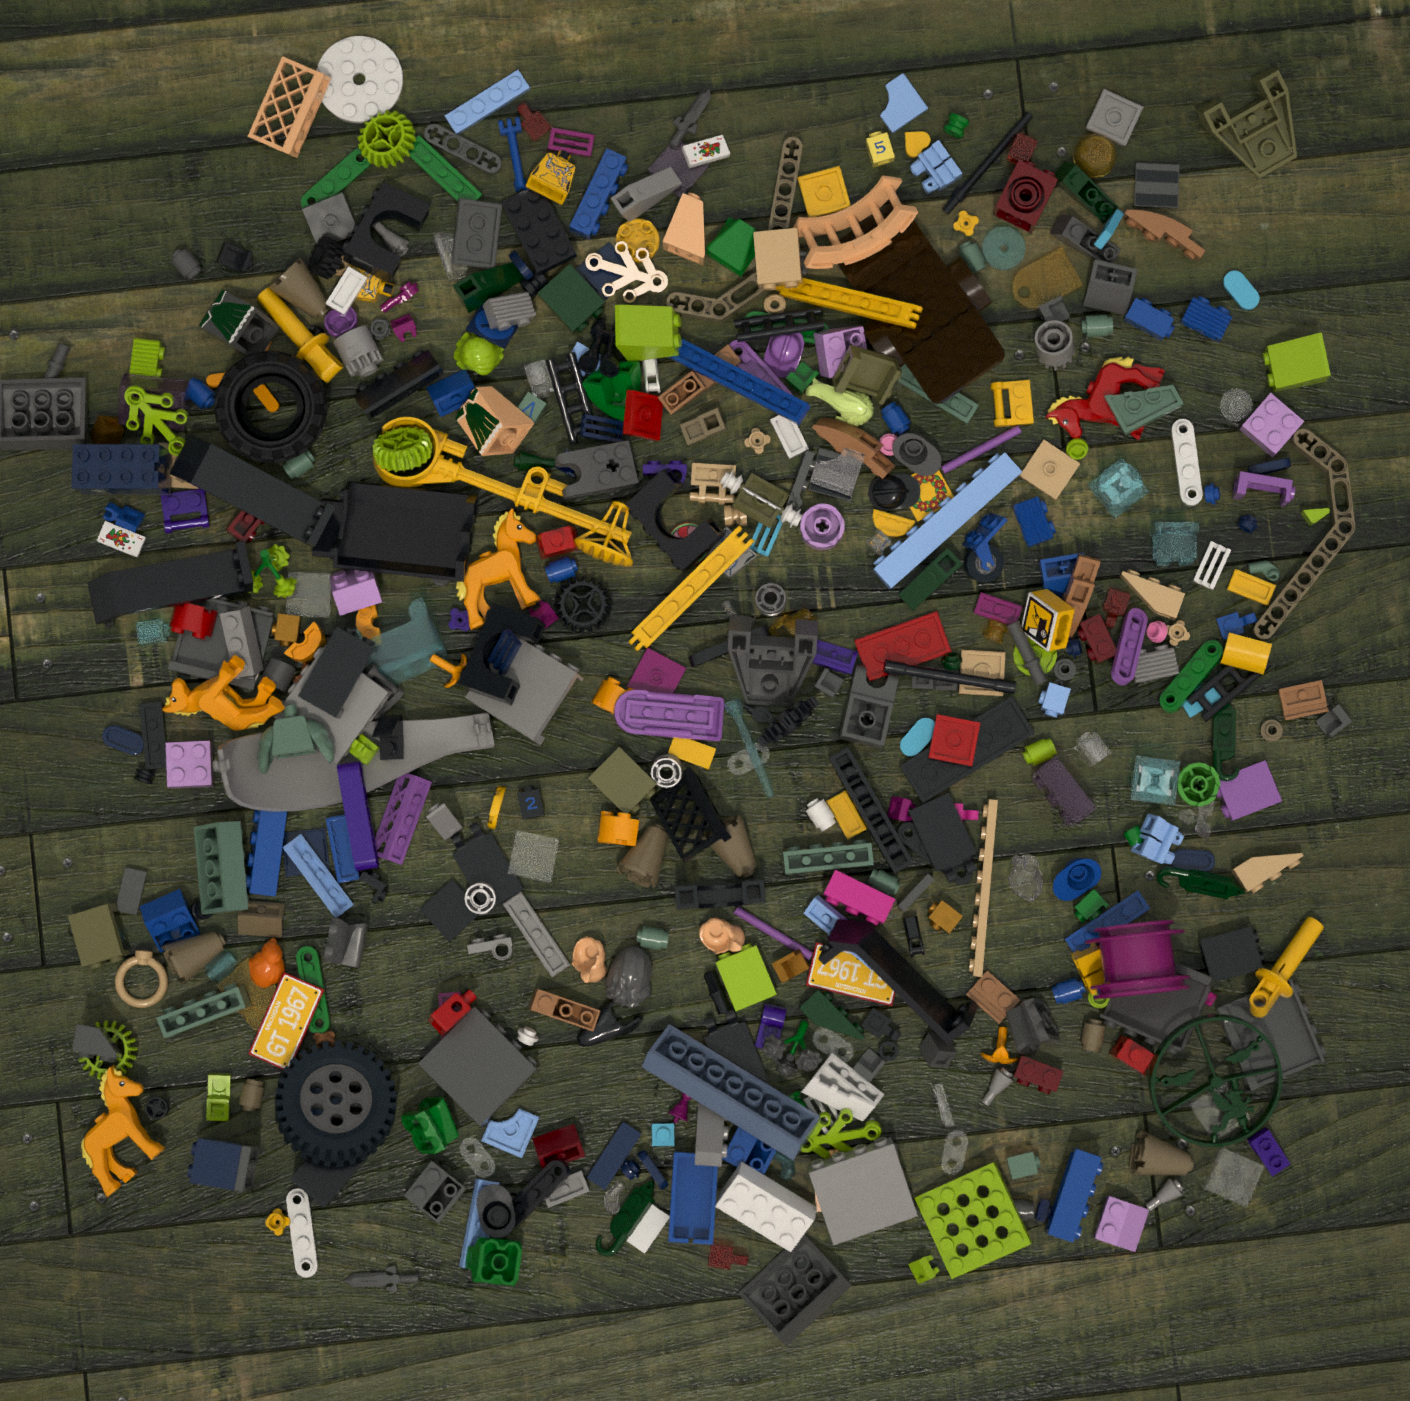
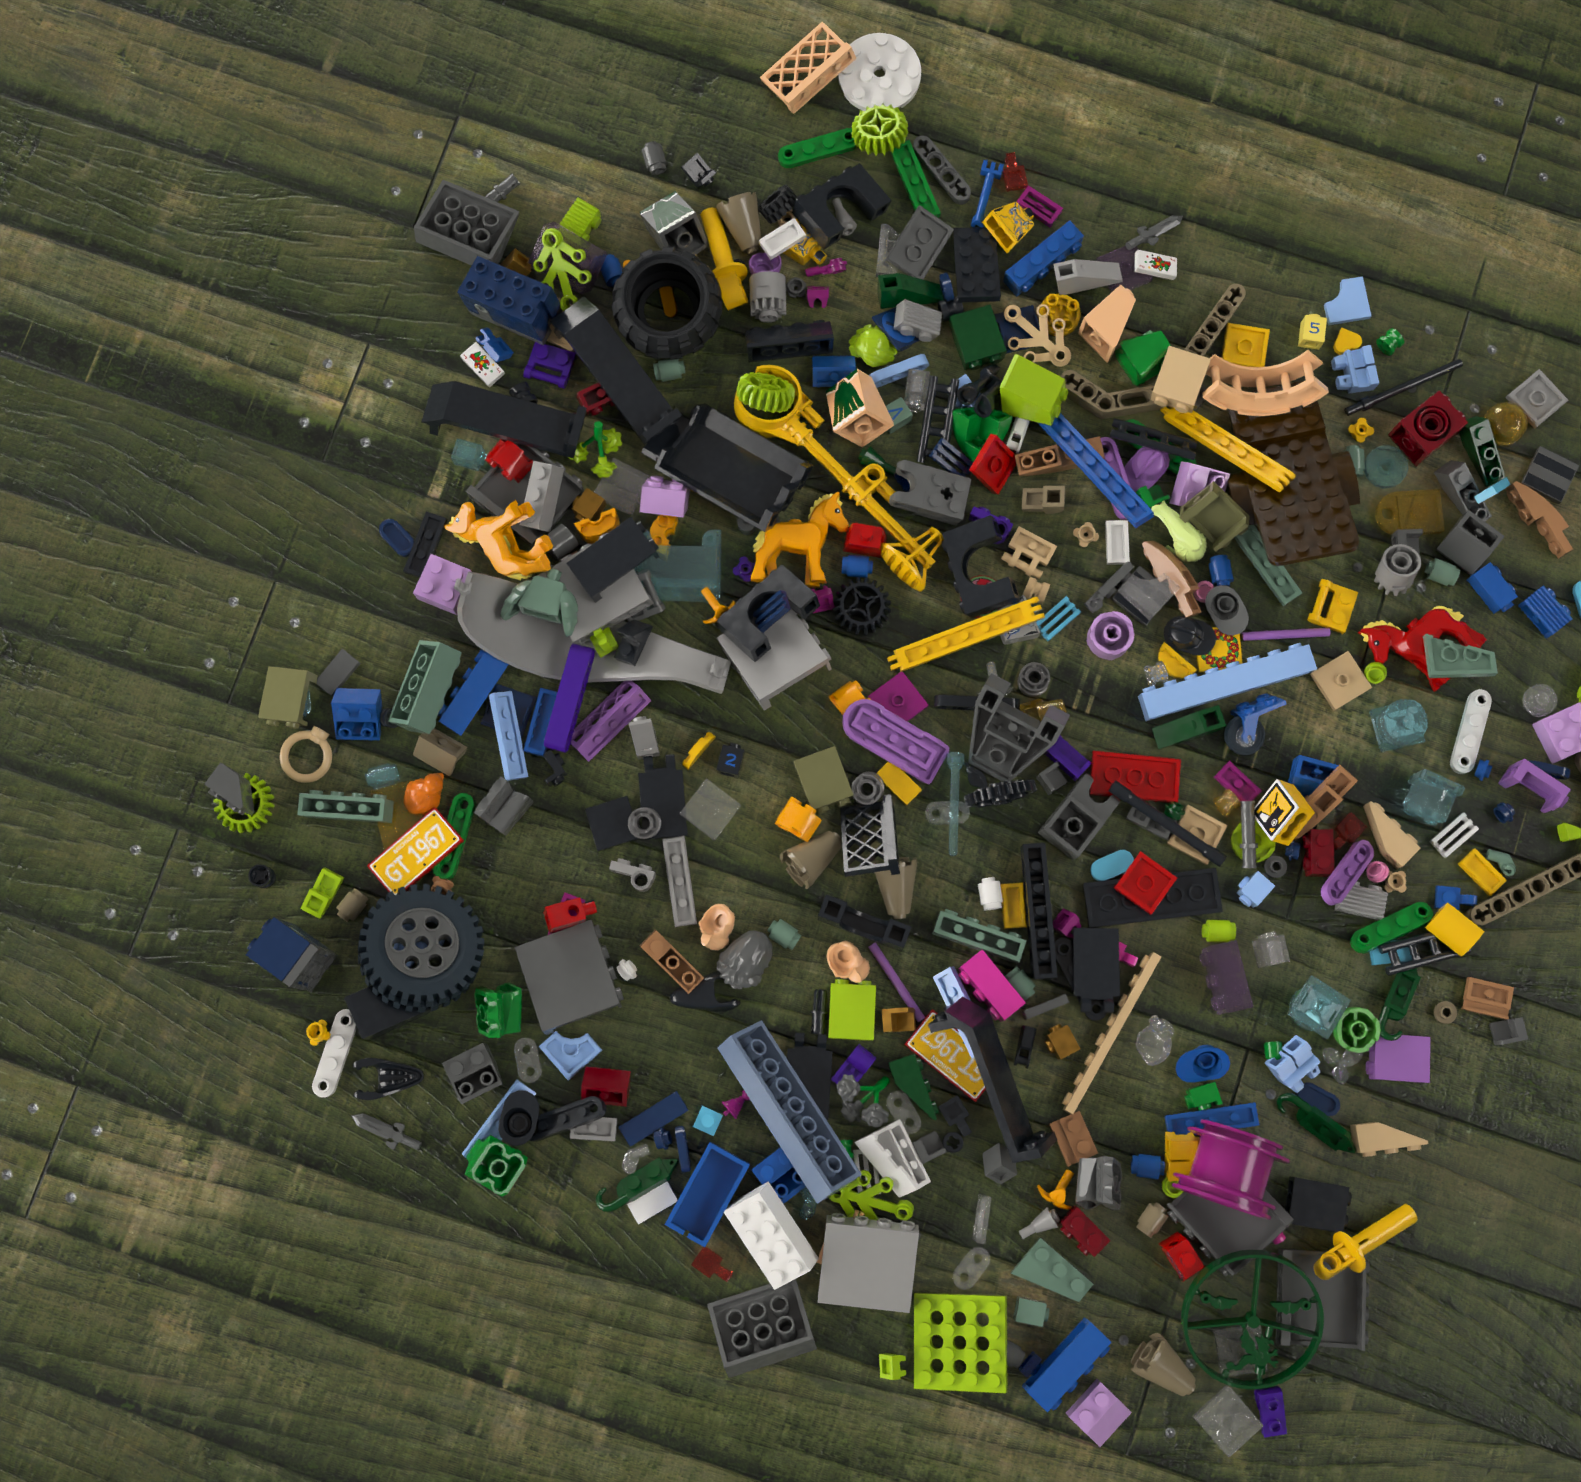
camera: 25 degrees right, 5 degrees down
(114, 1127) = (210, 875): light orange animal -> none
(144, 776) = (398, 576): black bush -> none
(174, 551) = (522, 391): none -> black wheel
(192, 954) = (362, 753): dark tan cone -> none
(330, 218) = (798, 172): dark grey plate -> none
(363, 1230) = (391, 1077): none -> black animal
(487, 102) = (982, 140): light blue plate -> none
(513, 365) = (899, 370): none -> light blue beam
(710, 1137) = (749, 1144): light grey brick -> none
(760, 500) = (1066, 585): olive plate -> none
(771, 298) = (1158, 418): tan plate -> none
(1021, 149) = (1444, 383): clear red panel -> none
(1025, 1121) = (1050, 1270): none -> sand green wing
(1033, 521) = (1306, 720): blue brick -> none
(1169, 1191) = (1158, 1404): light grey cone -> none

